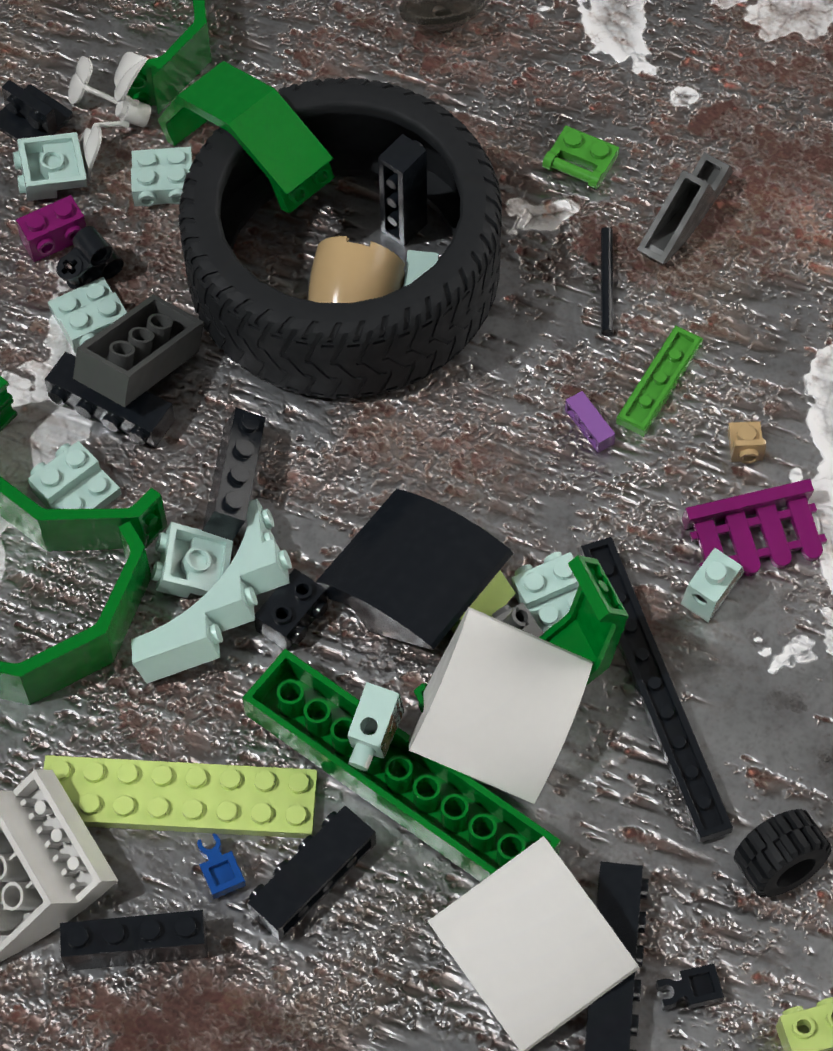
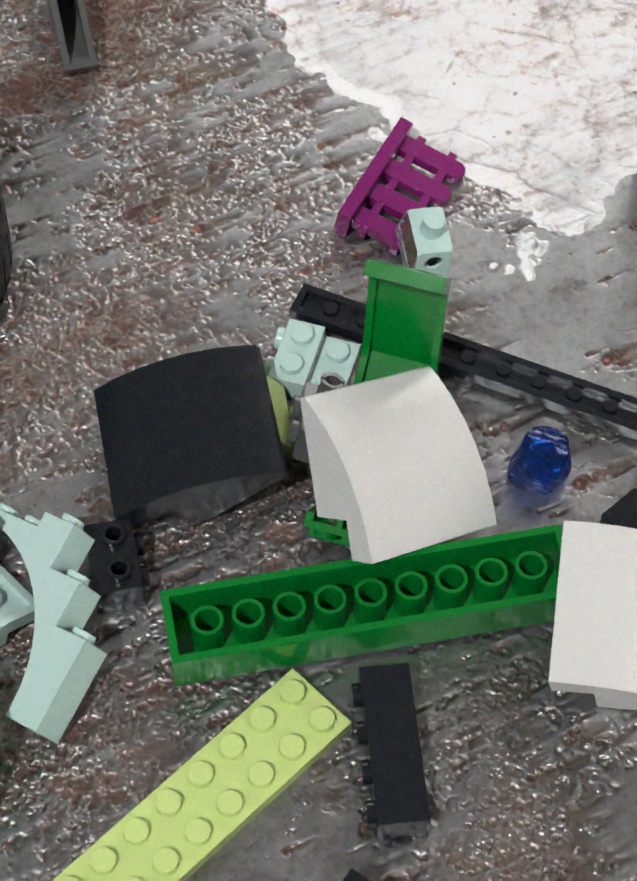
camera: 50 degrees left, 5 degrees down
(220, 870) = (315, 829): blue plate -> none
(377, 712) = (321, 569): light aqua torso -> none
(590, 421) = (179, 220): medium lavender piece -> none
(607, 311) = (66, 114): black bar -> none
(617, 793) = (540, 460): none -> clear blue hair
(659, 381) = (195, 151): bright green tile -> none
(746, 442) = (314, 138): tan bracket -> none

